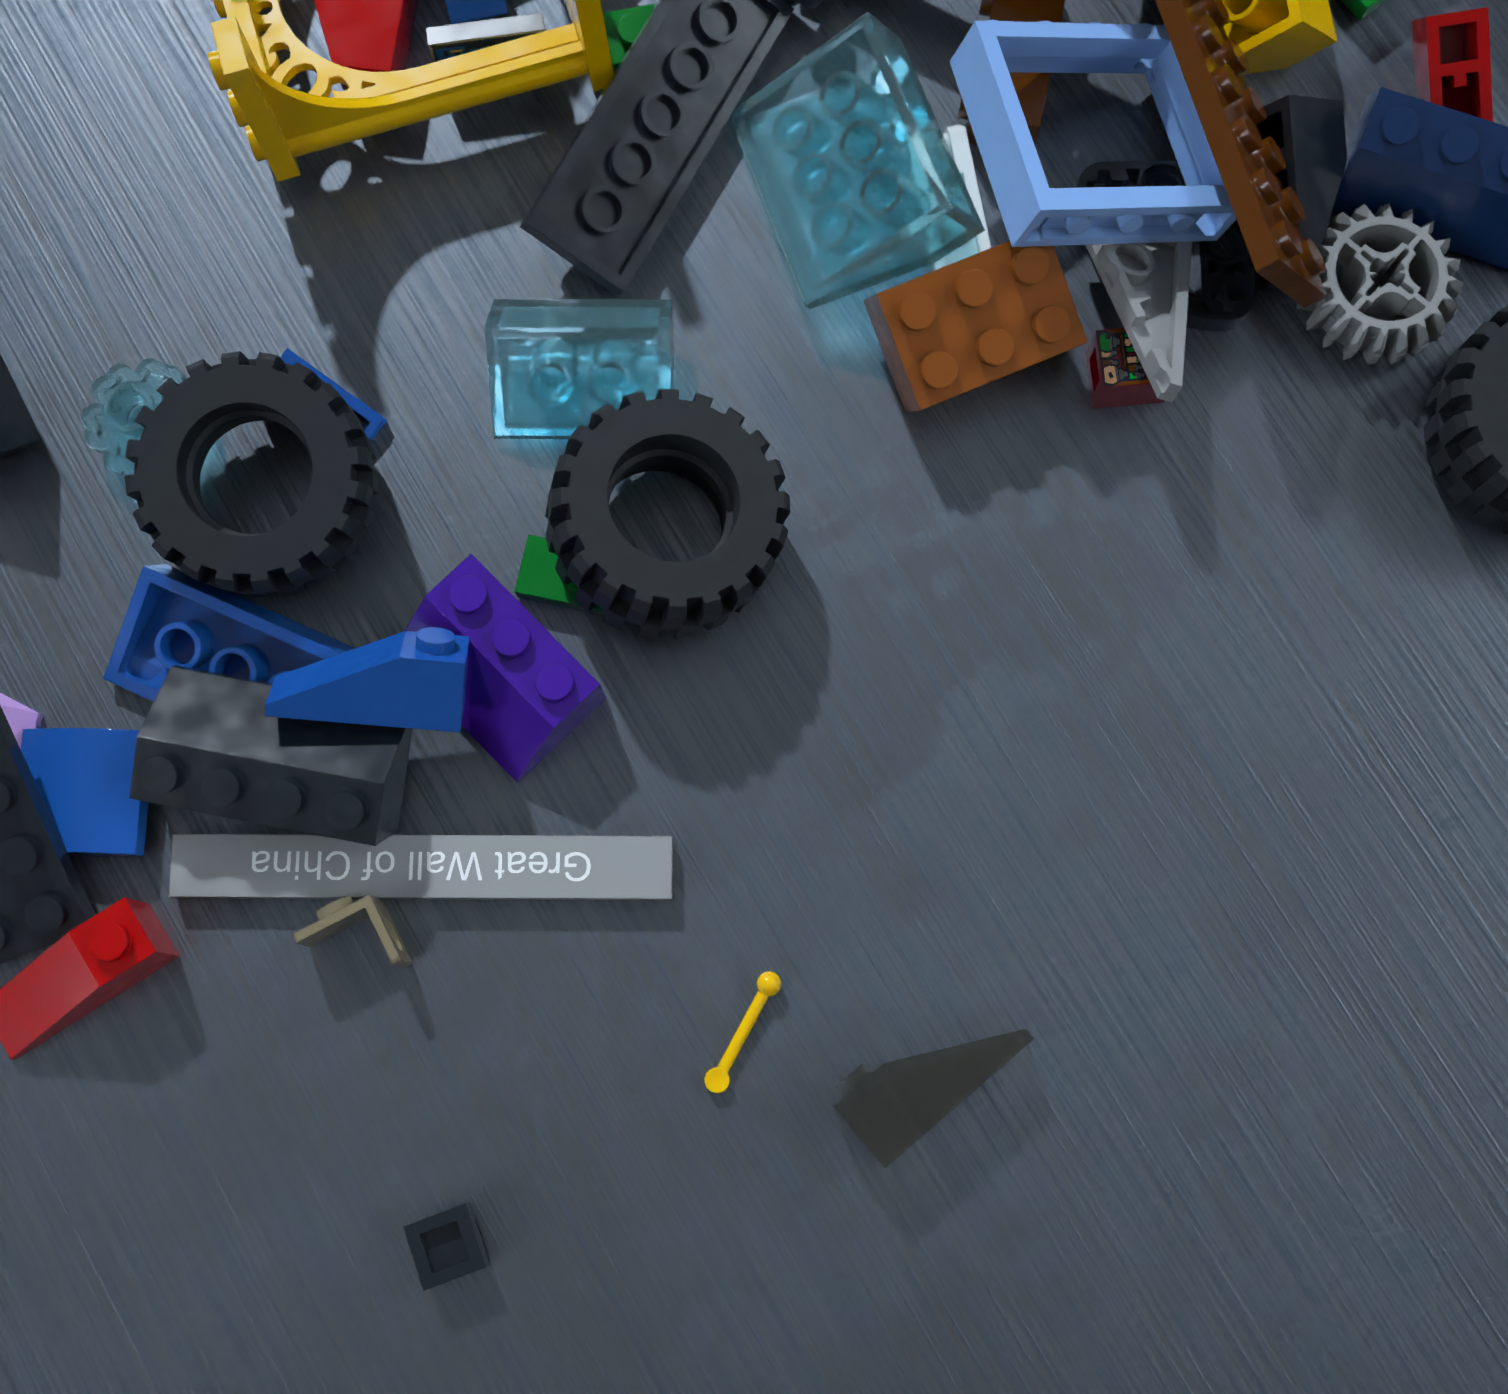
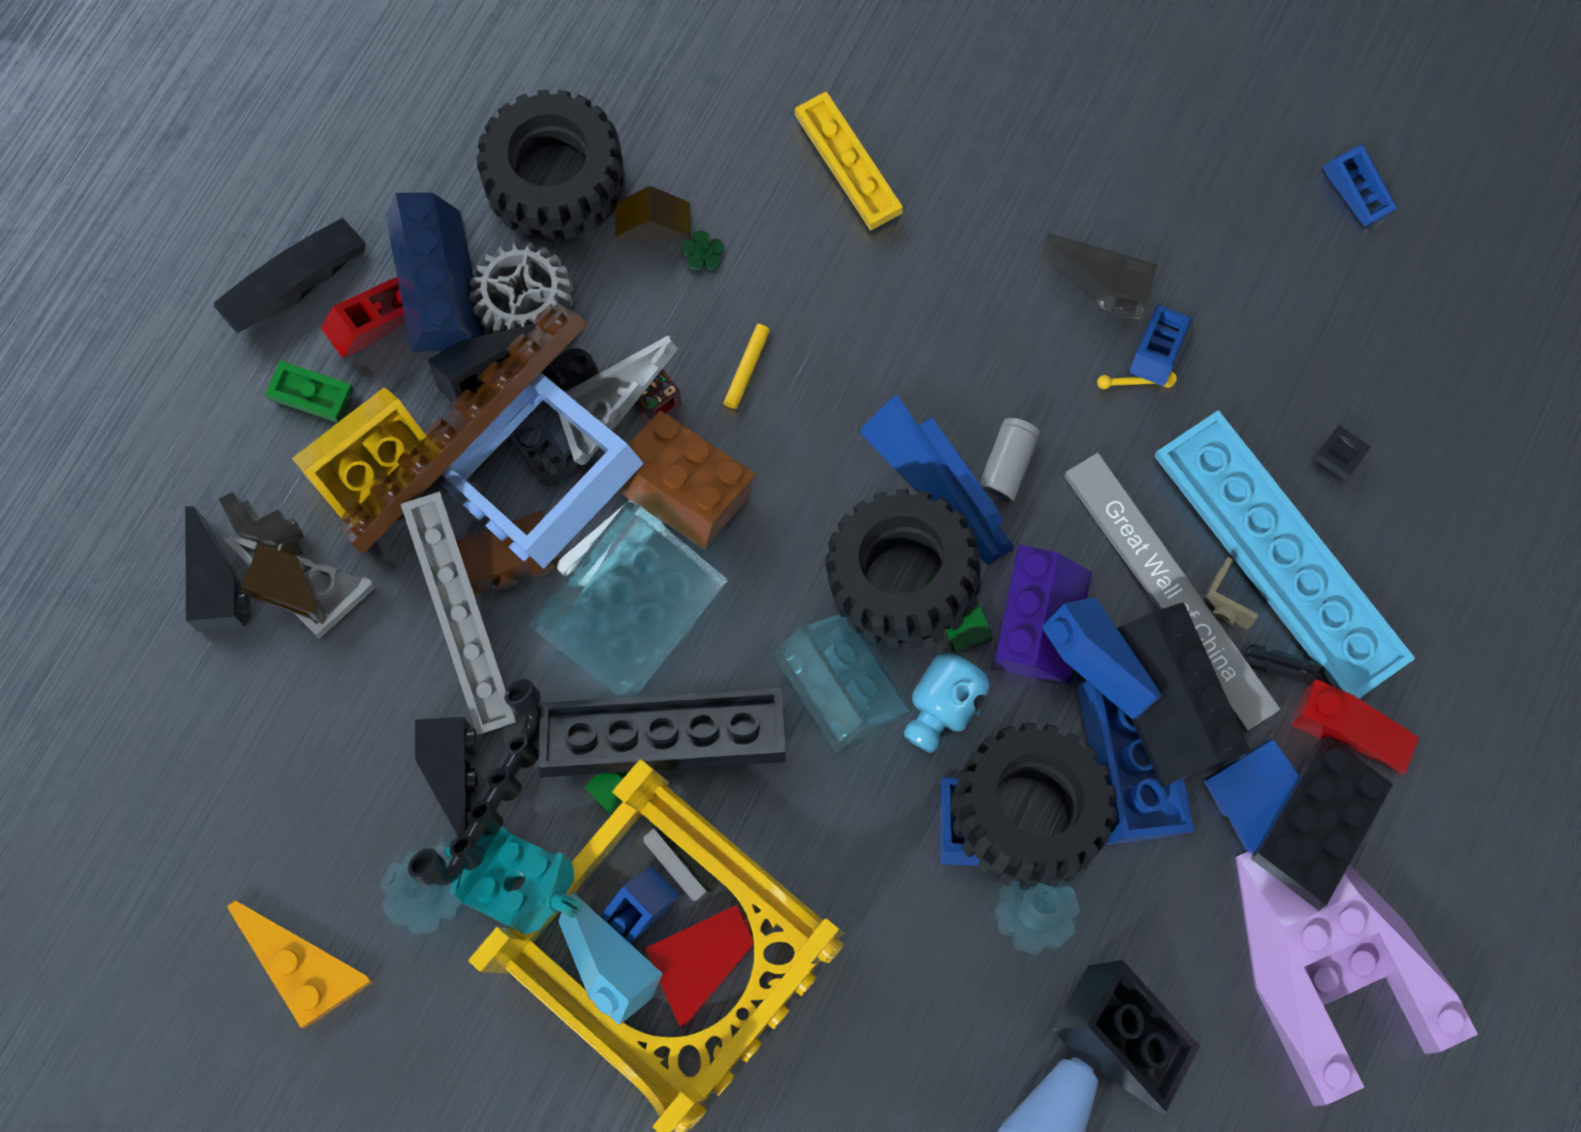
camera: 125 degrees left, 5 degrees down
(223, 947) = (1283, 664): none -> black axle
(361, 1050) = (1283, 556): none -> medium azure plate
(470, 473) = (946, 698): none -> medium azure piece
(735, 766) = (1009, 460): none -> light grey pin
(743, 1058) = (1153, 364): none -> blue slope
(776, 667) = (934, 466): none -> blue wedge
(1093, 517) = (746, 366): none -> yellow piece
(1303, 561) = (702, 252): none -> dark green plant
(1329, 841) = (848, 161): none -> yellow plate
(1393, 525) = (652, 216): none -> dark brown slope

